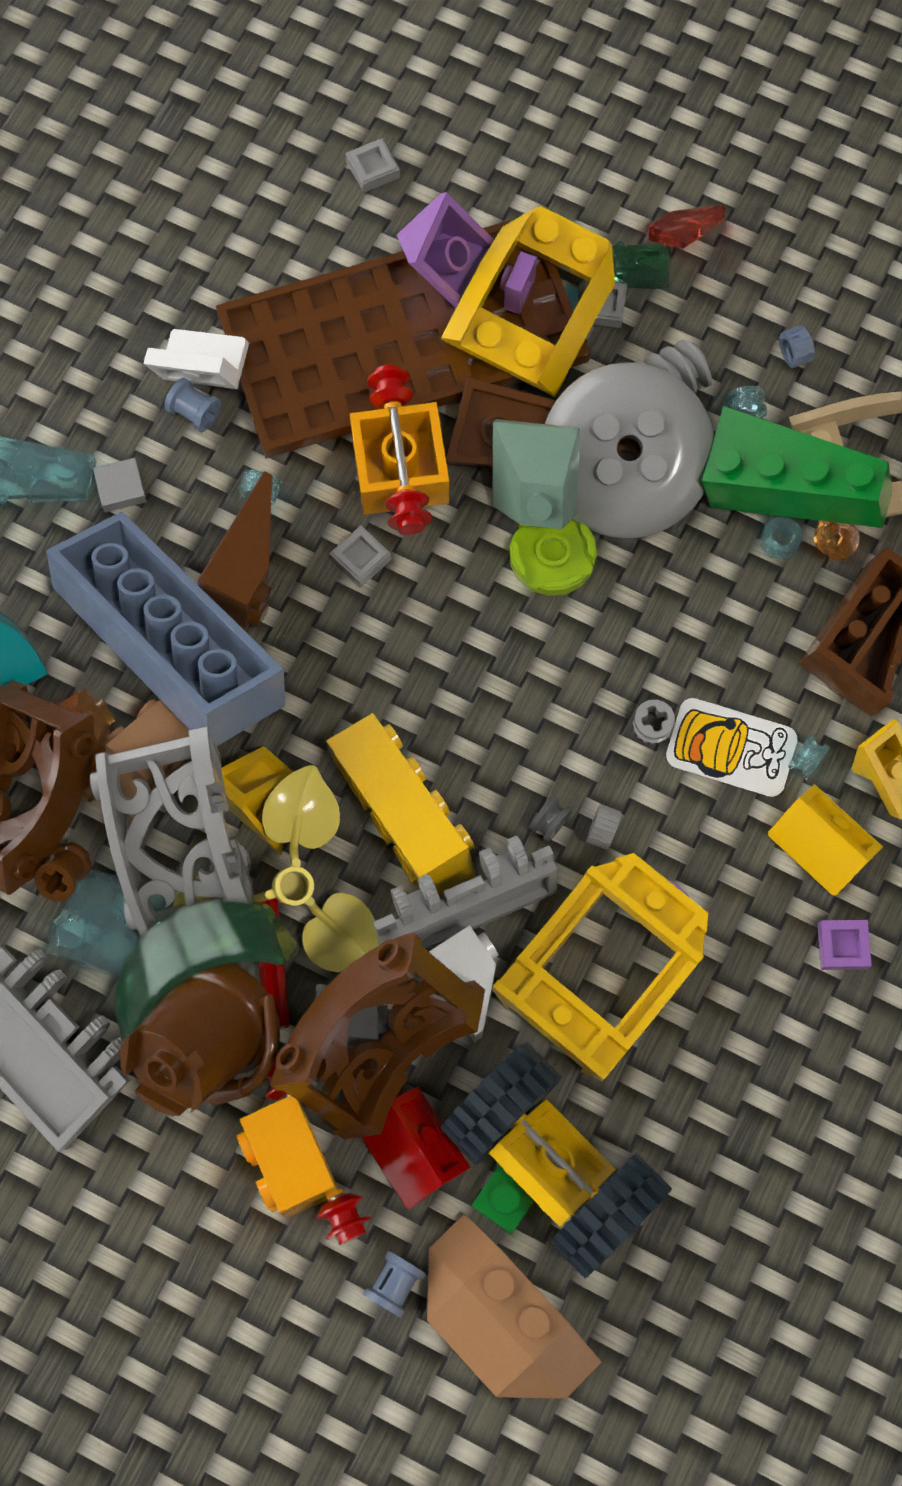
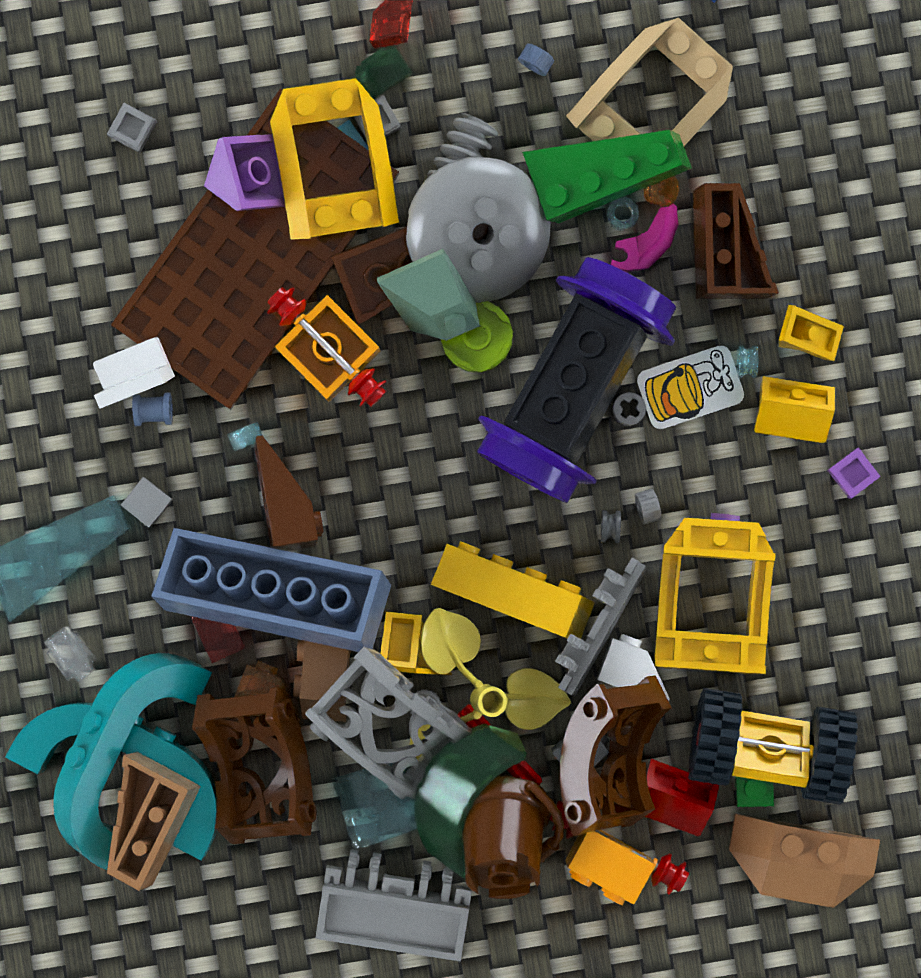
camera: 30 degrees left, 15 degrees up
(59, 876) = (331, 799): reddish brown bush -> none
(83, 653) = (218, 638): none -> clear red tile
(360, 556) = (349, 433): light grey tile -> none
(394, 1284) = (725, 887): sand blue bush -> none
(518, 282) = (312, 158): medium lavender plate -> none
(623, 635) = (577, 377): none -> brick
(748, 400) = (532, 130): clear light blue bush -> none
(784, 585) = (651, 245): none -> dark pink piece

